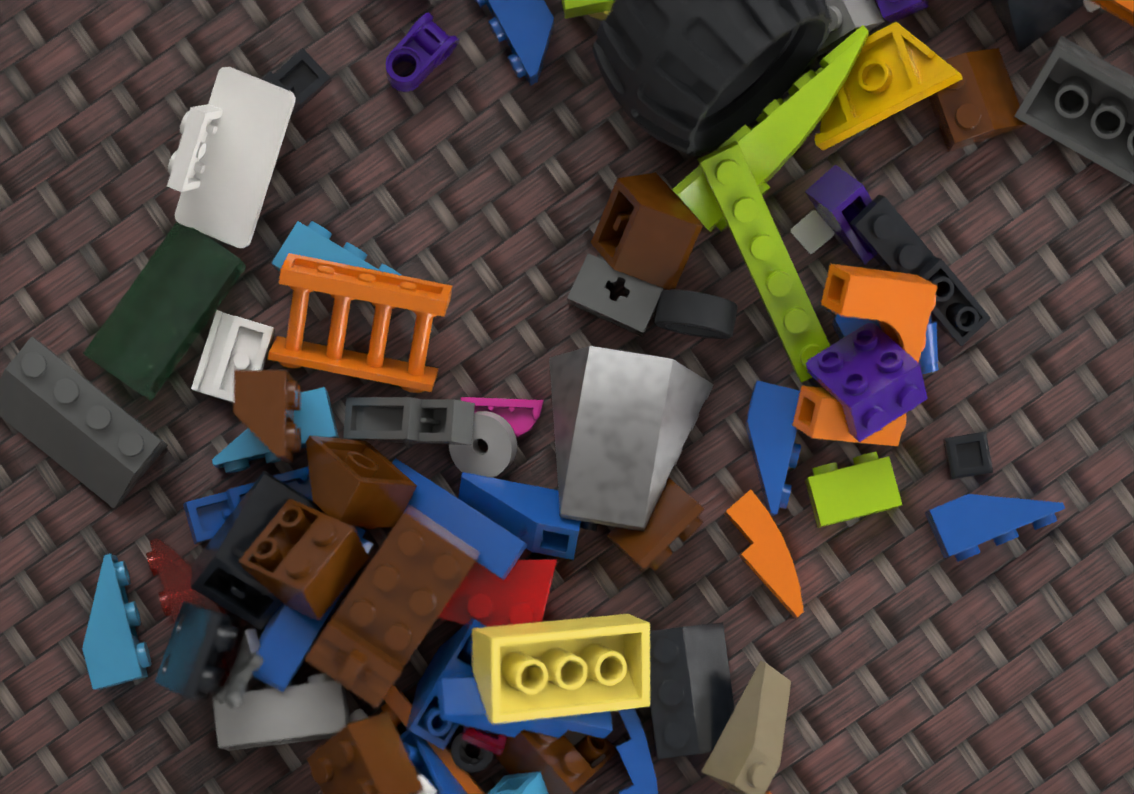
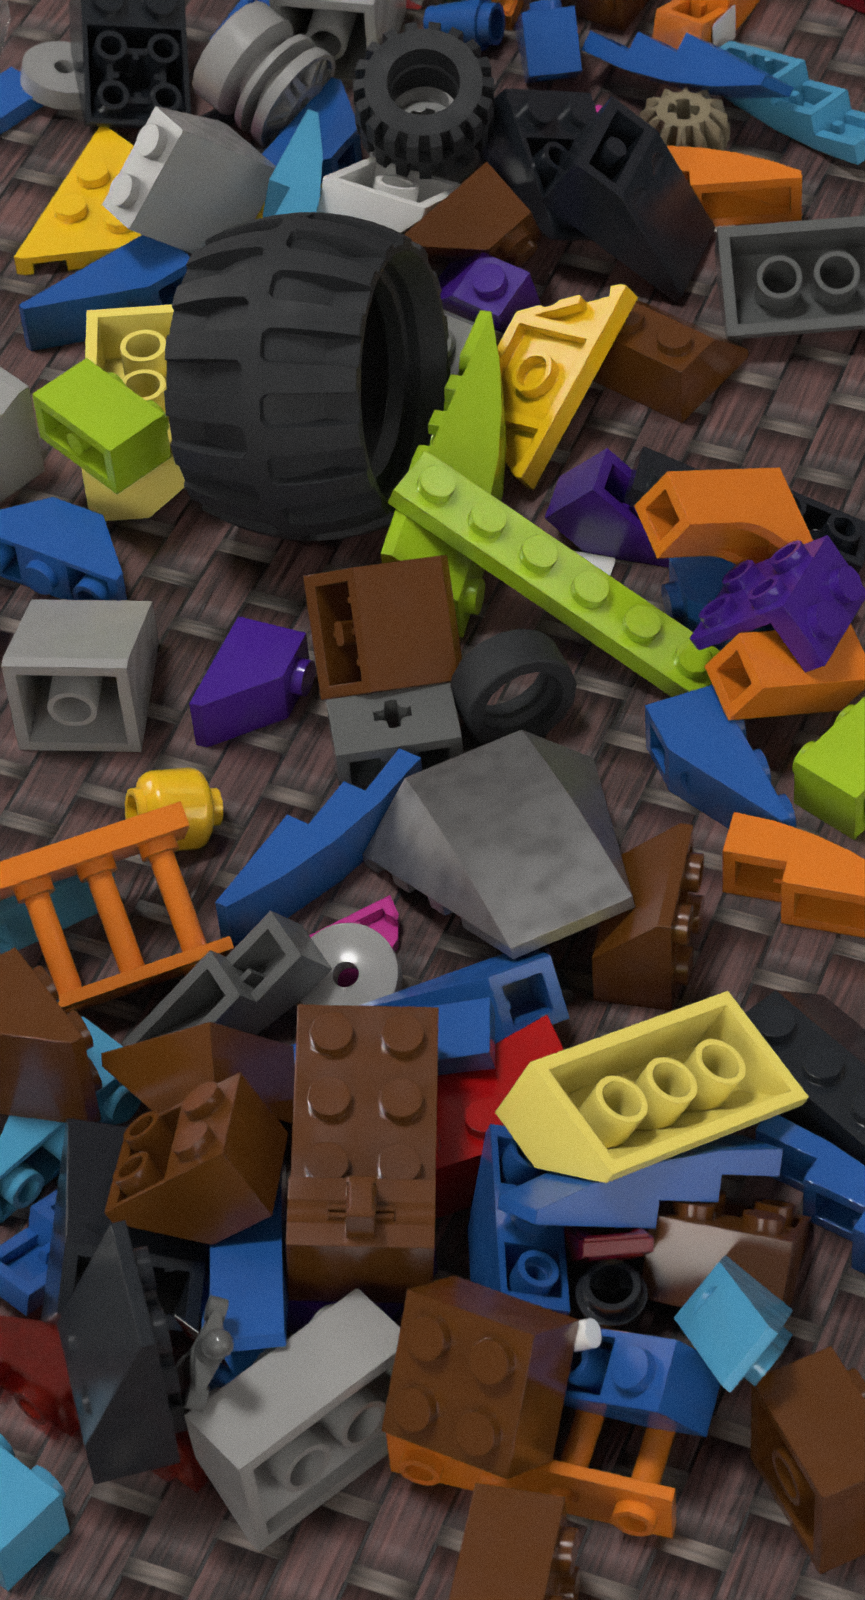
camera: 30 degrees left, 35 degrees down
(463, 263) = (167, 786): none -> yellow head
(477, 123) = (82, 674): none -> light grey slope
(509, 348) = (309, 859): none -> blue slope
(565, 196) = (251, 681): none -> dark purple slope

